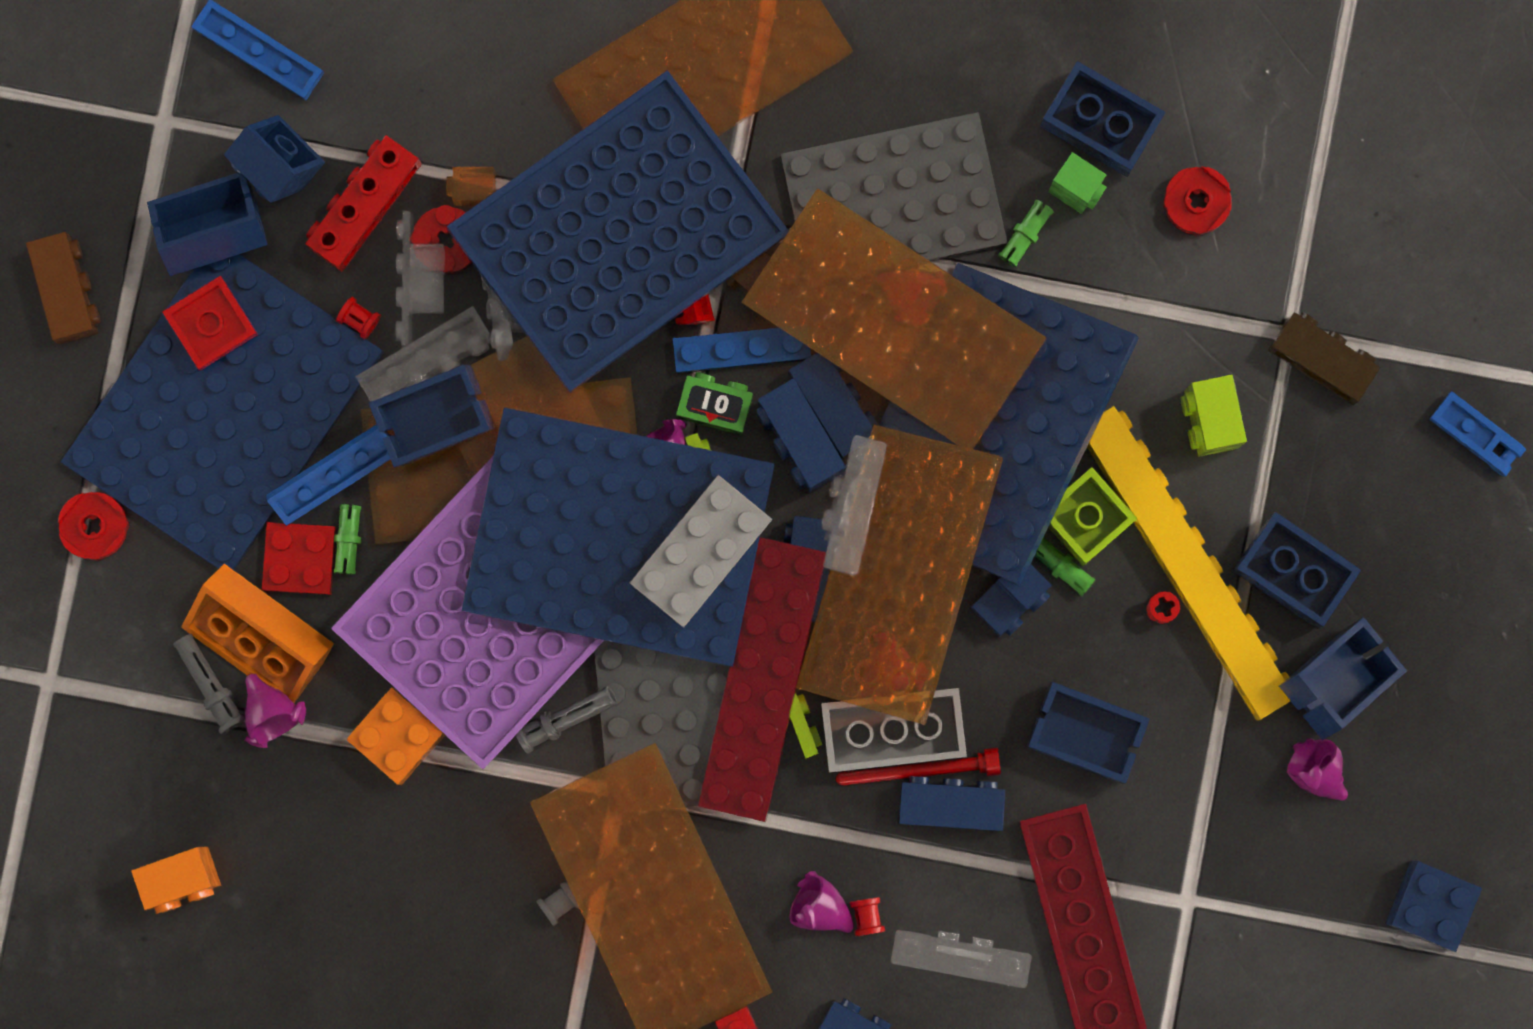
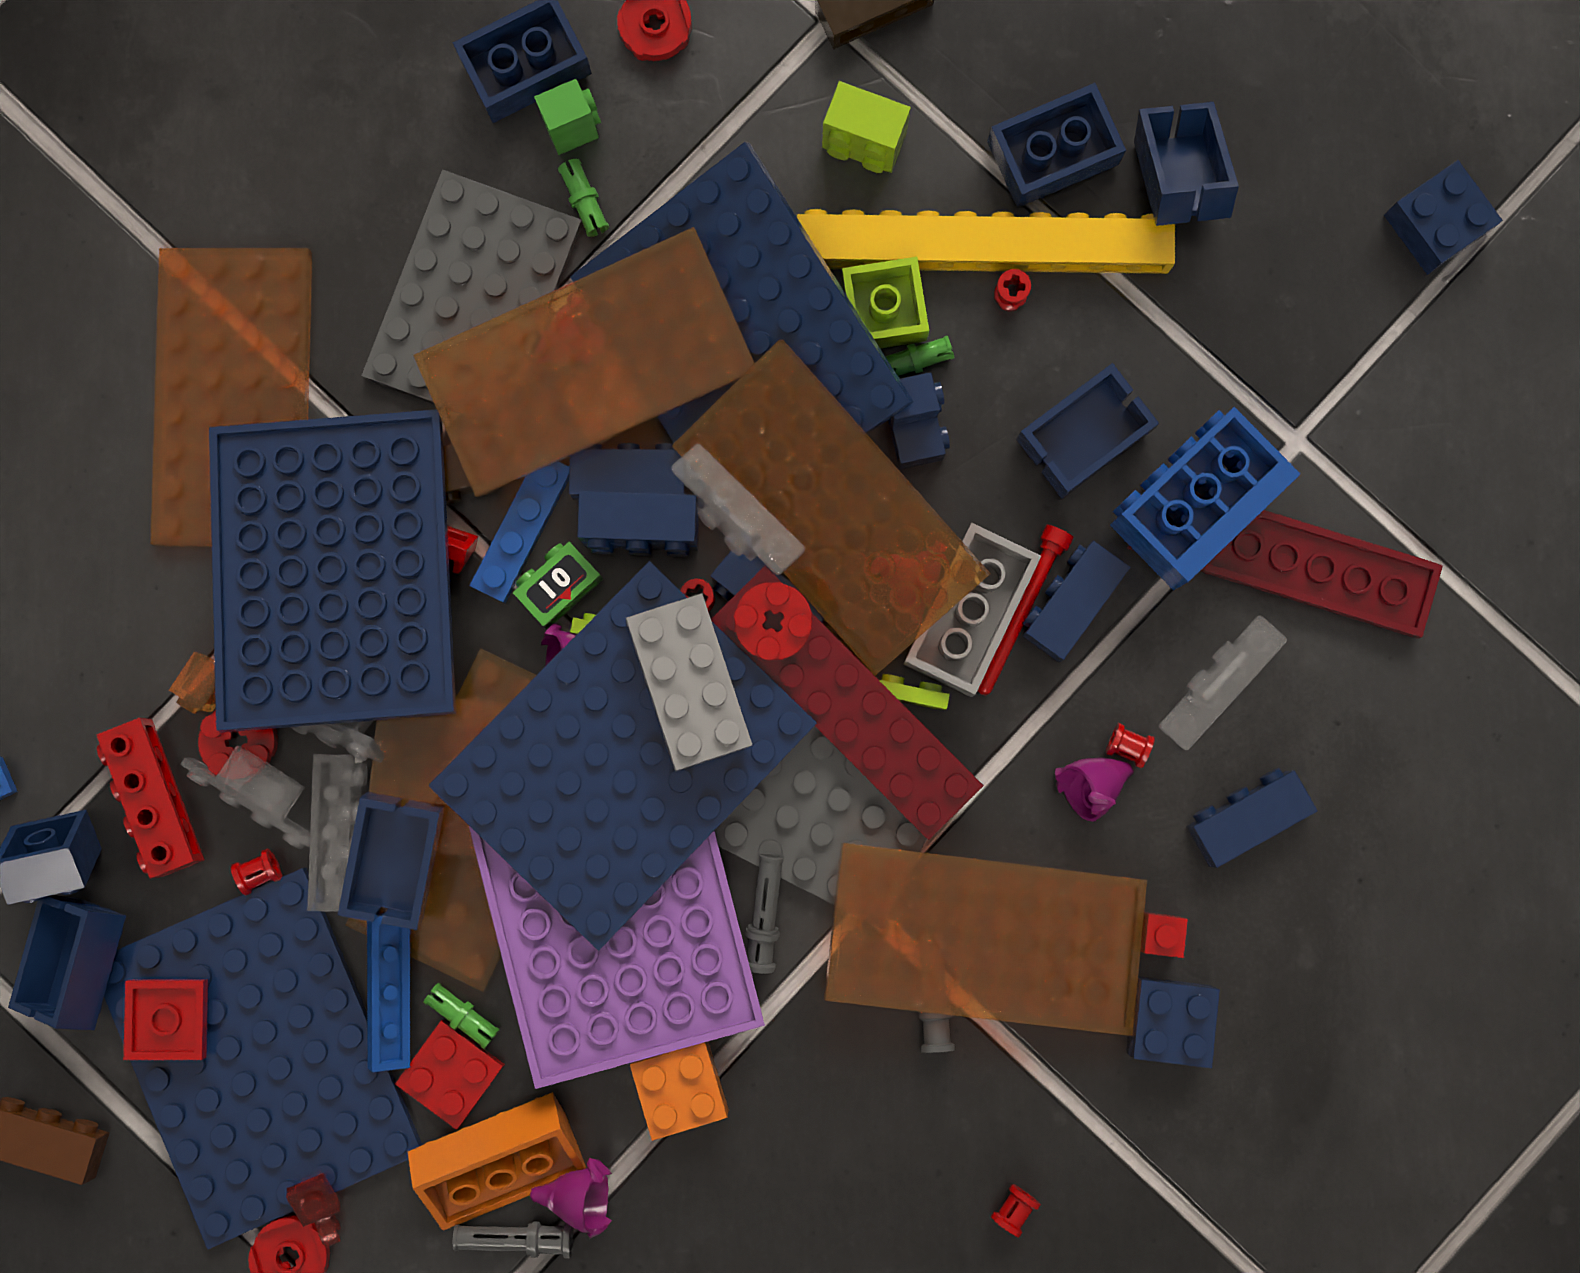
camera: 55 degrees left, 0 degrees up
(144, 520) = (317, 1203): none -> clear red plate
(778, 567) = (750, 619): none -> red plate
(779, 508) = (693, 586): none -> red bush
(1100, 872) = (1226, 504): none -> blue brick
(1318, 768) = (1250, 241): magenta hat -> none

